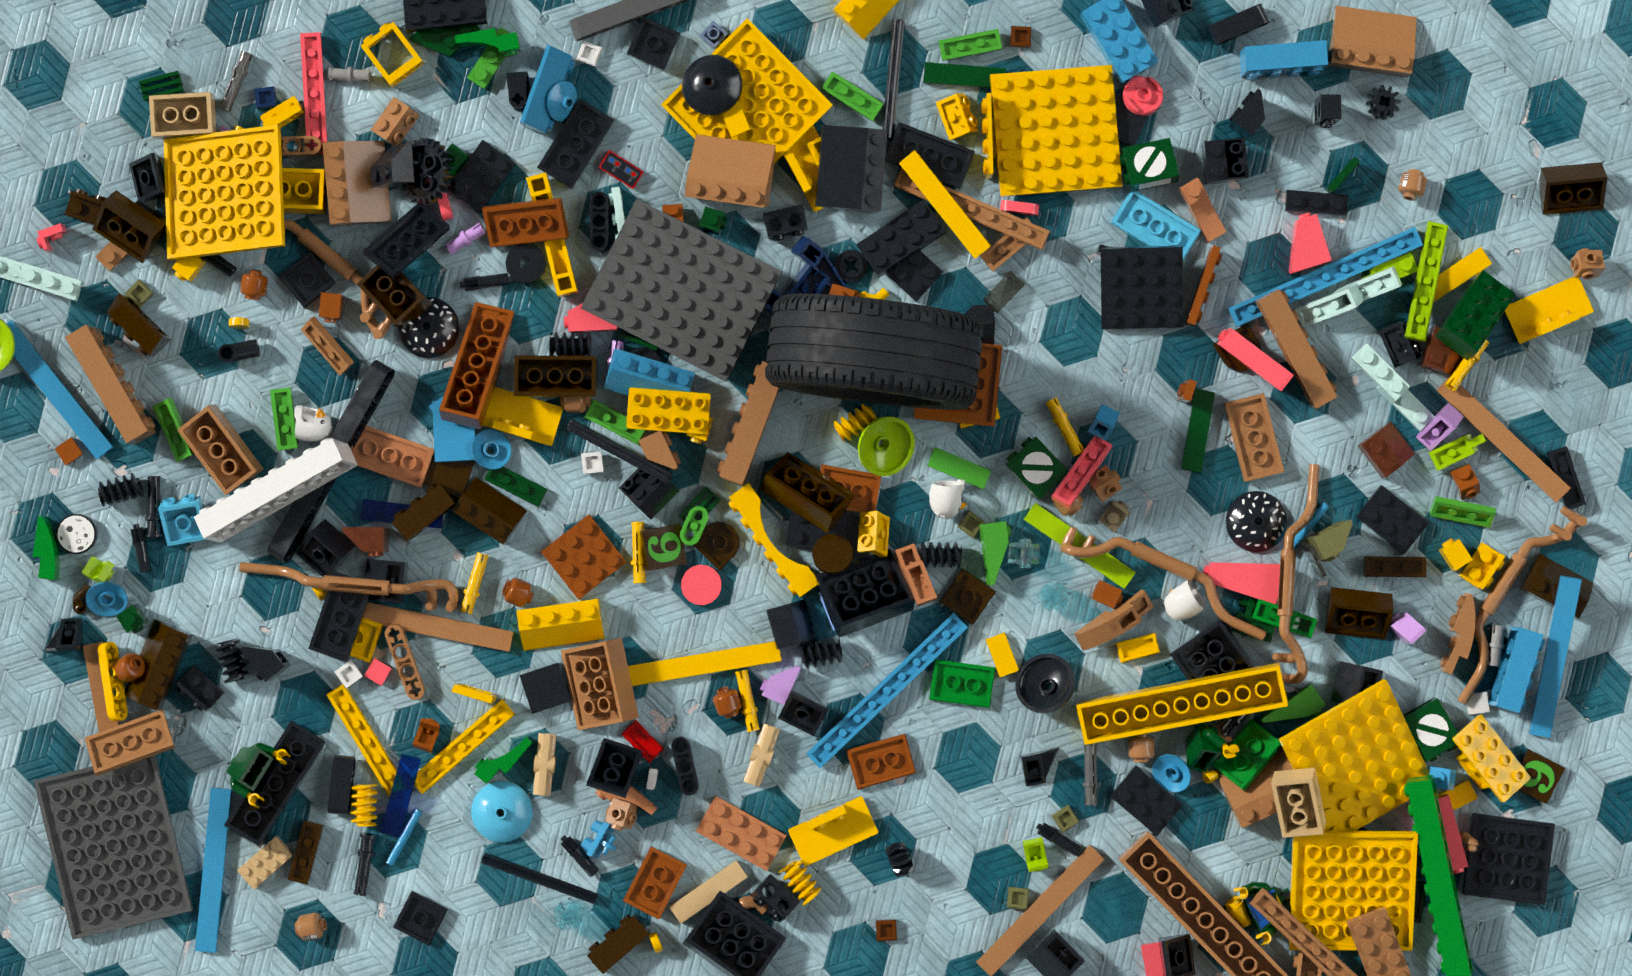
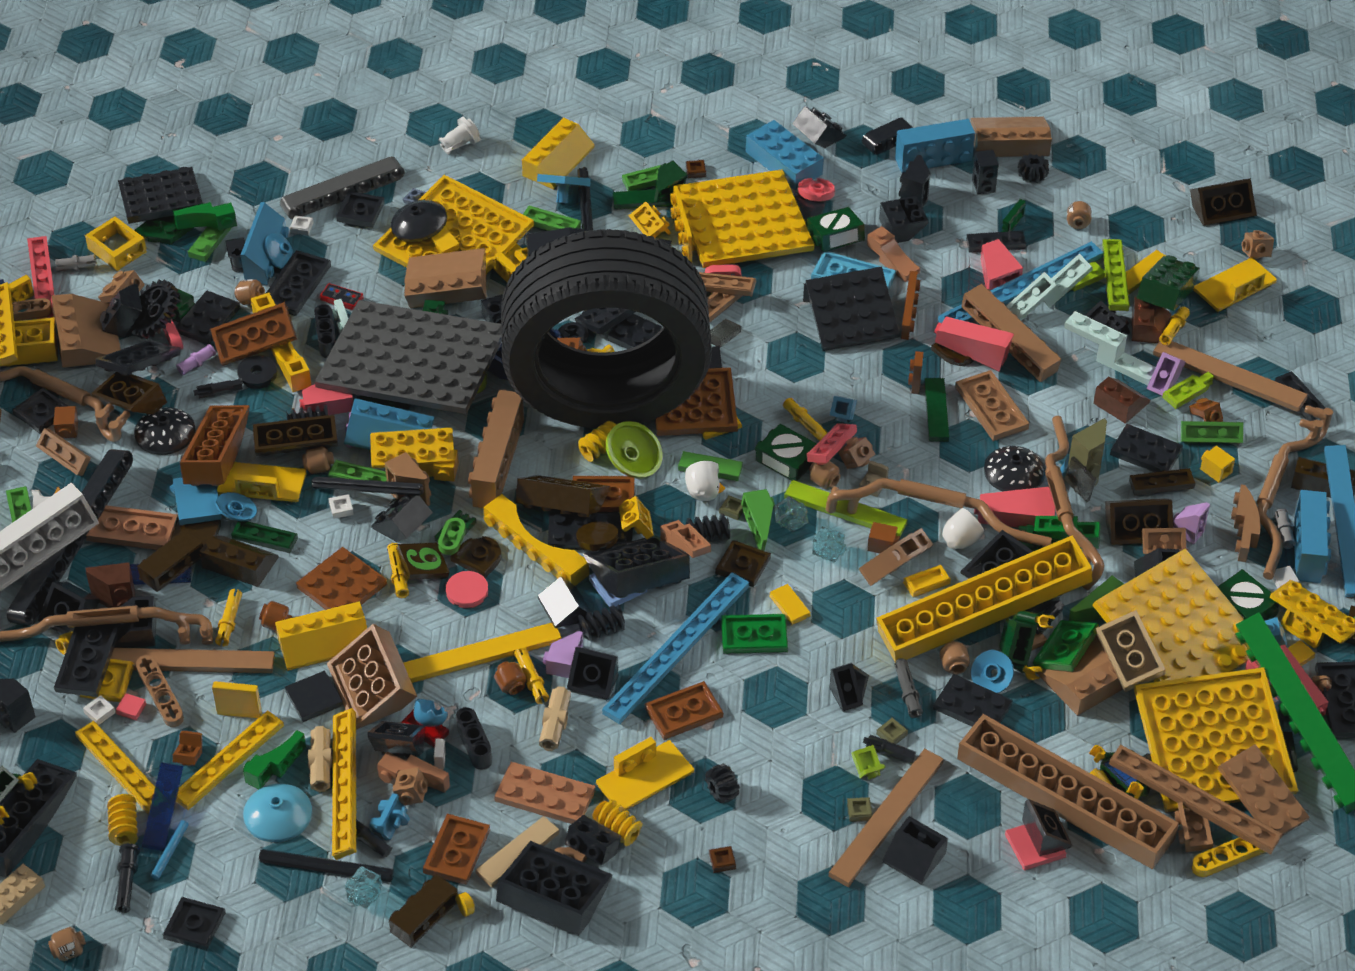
camera: 10 degrees left, 40 degrees down
(305, 852) = (58, 876): dark brown plate -> none
(340, 785) = (95, 809): black beam -> none
(526, 155) = (248, 289): none -> medium nougat head
(563, 797) = (344, 784): none -> yellow tile
(647, 739) = (427, 714): none -> dark azure hair
(873, 47) = (563, 184): none -> dark azure tile
(984, 65) = (668, 176): none -> dark green slope
(1035, 678) = (840, 612): black dish -> none
(1374, 647) = (1163, 538): none -> medium nougat bracket
(1482, 567) = (1247, 471): yellow bracket -> none

